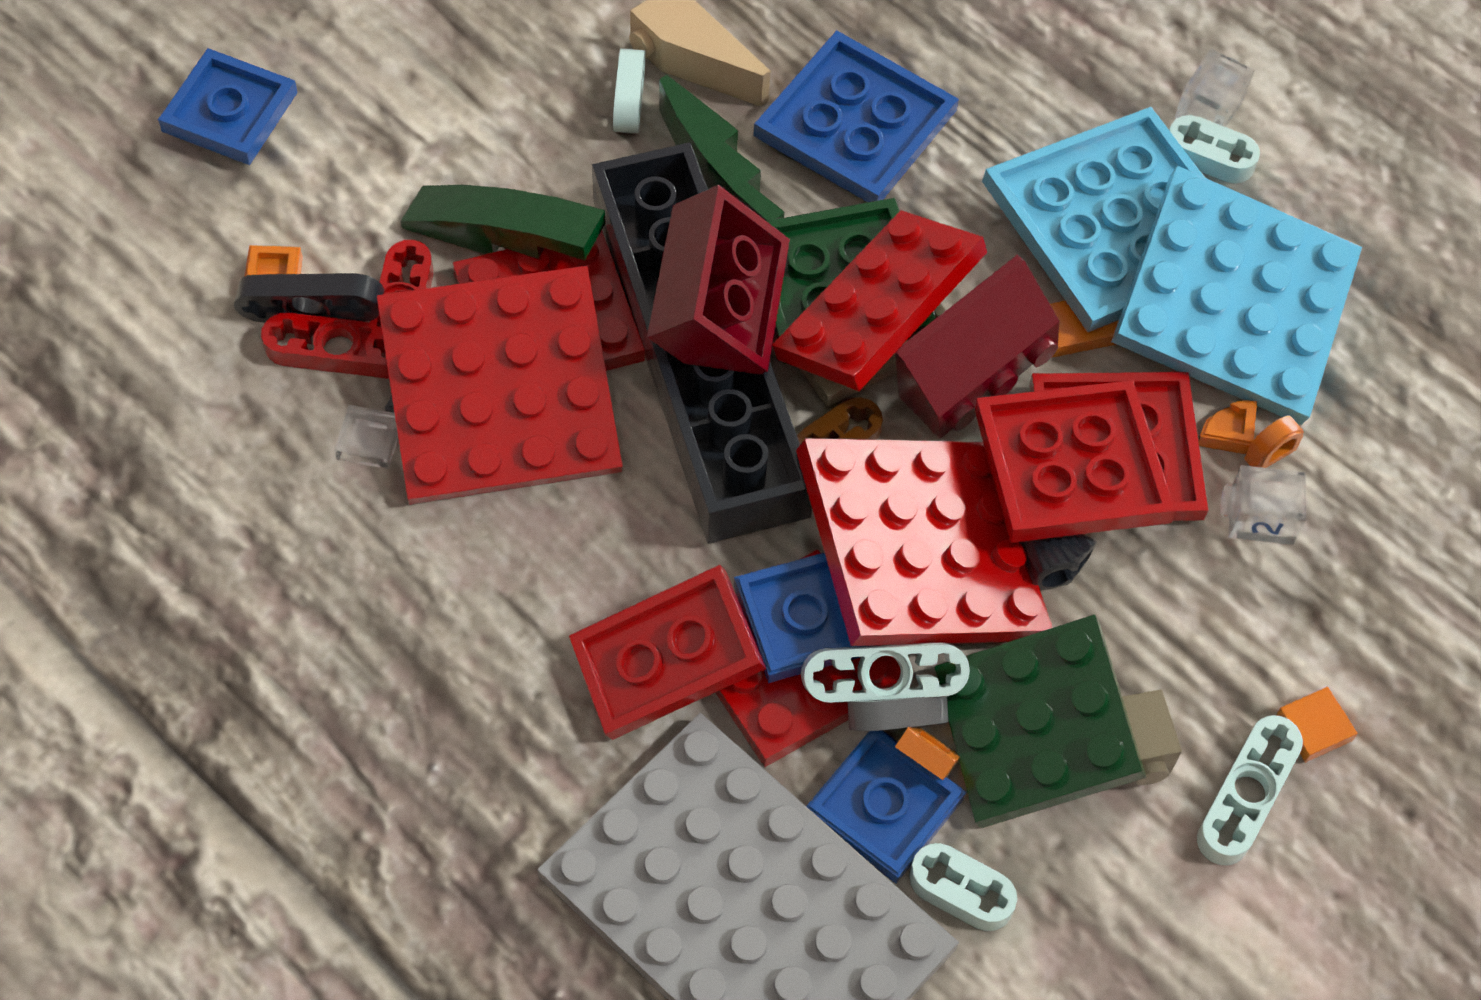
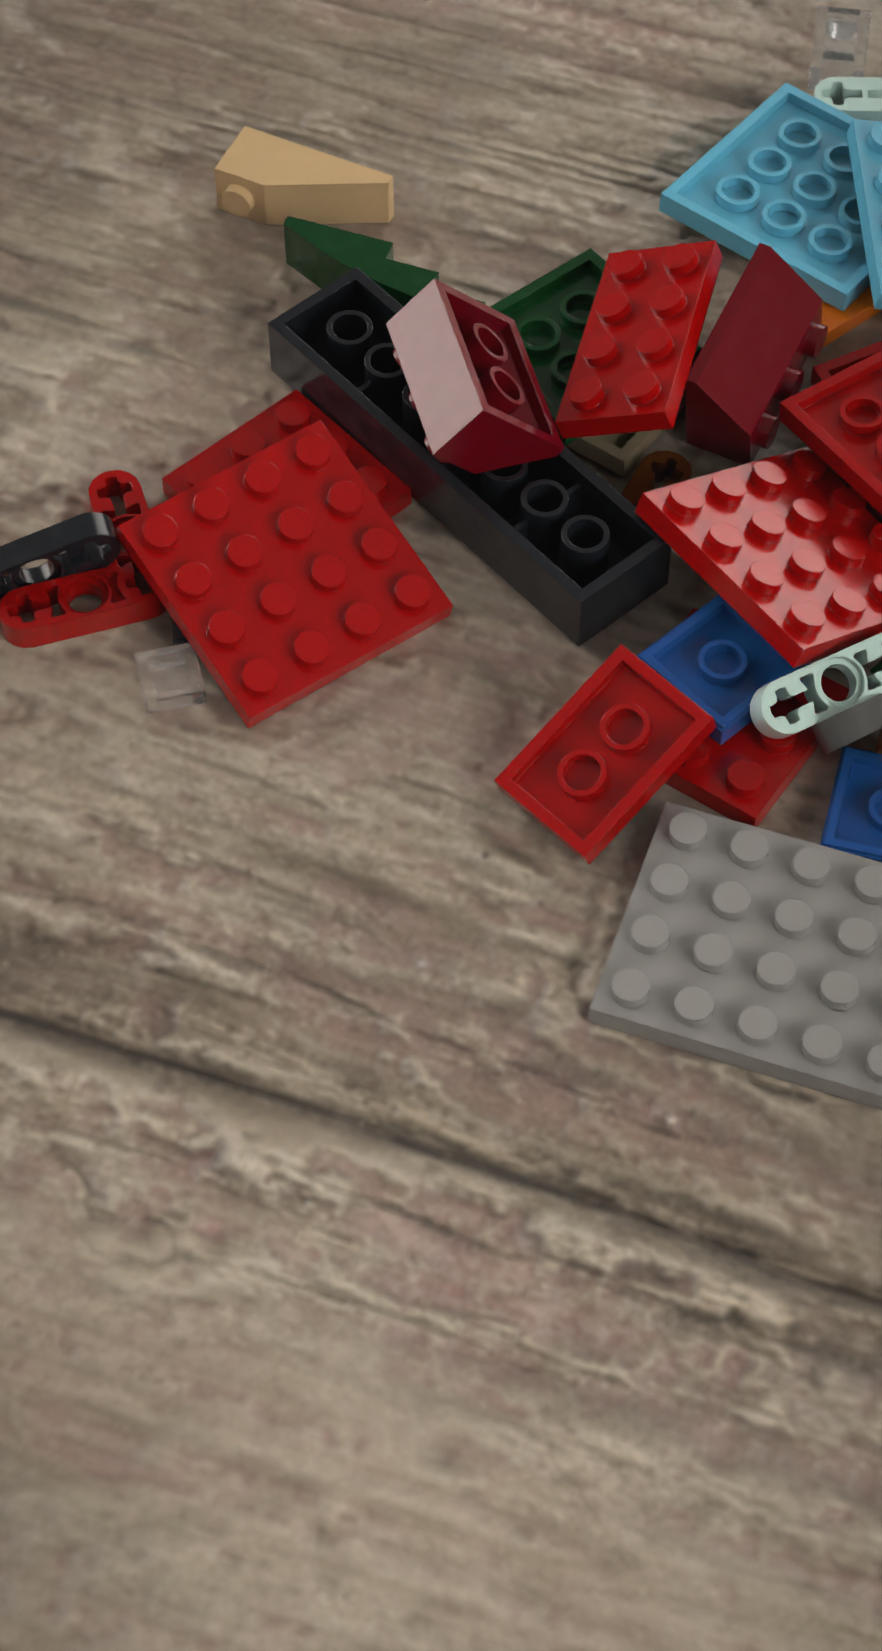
camera: 20 degrees left, 5 degrees down
(505, 218) = (203, 410): dark green slope -> none
(629, 91) = (251, 250): light aqua beam -> none
(855, 118) = (496, 196): blue plate -> none

